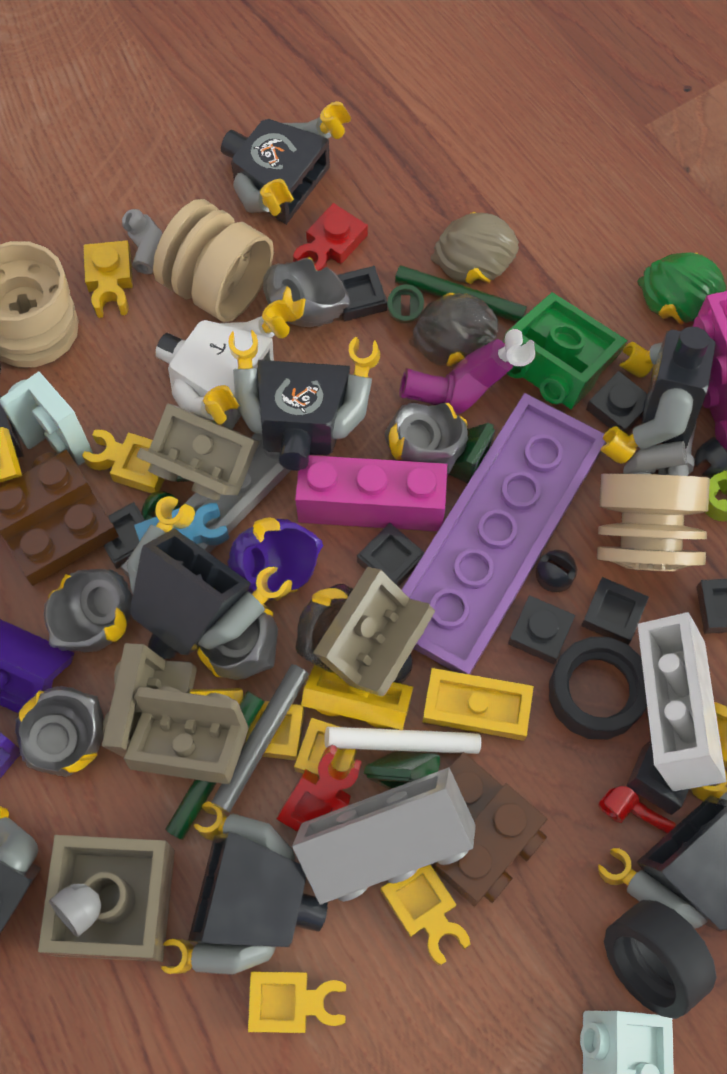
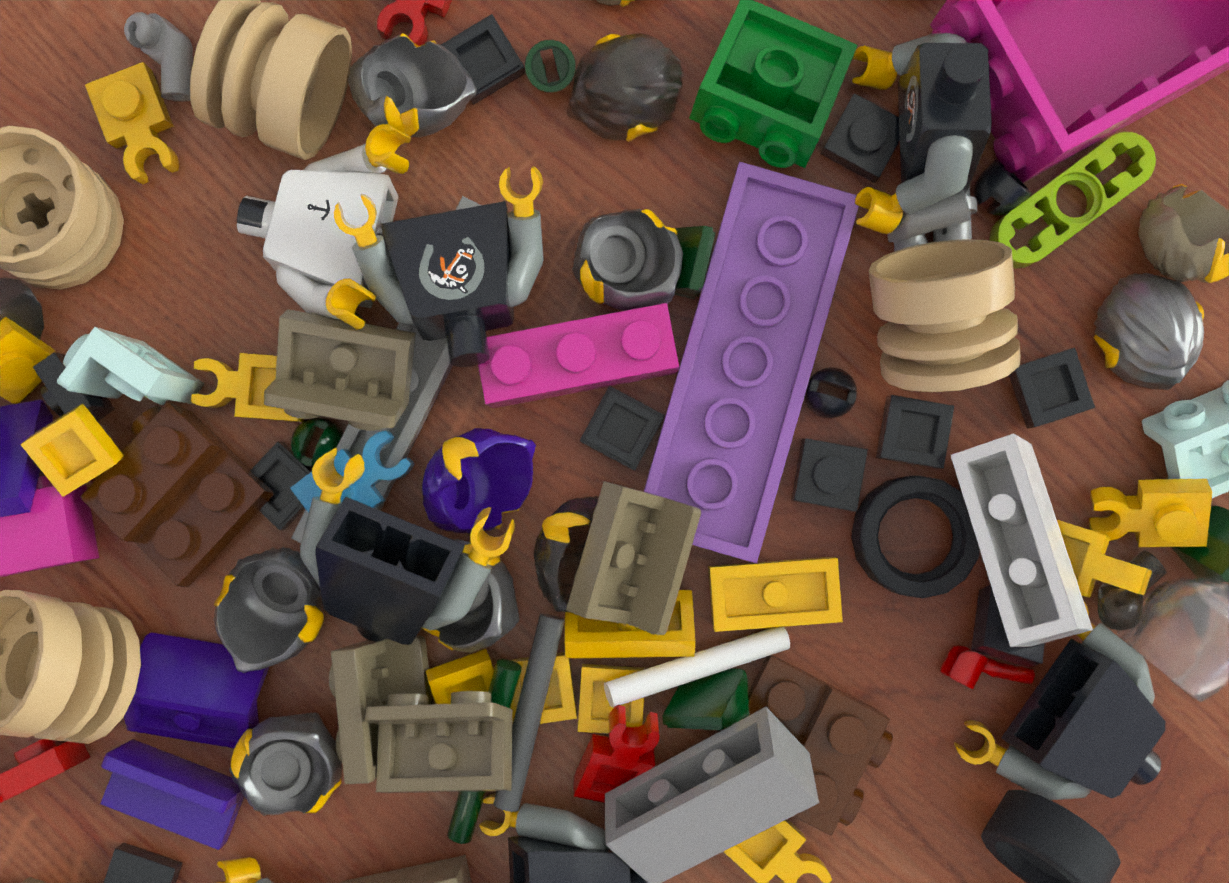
camera: 15 degrees left, 20 degrees up
(441, 287) = (604, 23): dark green bar -> none
(471, 375) = (662, 157): magenta arm -> none

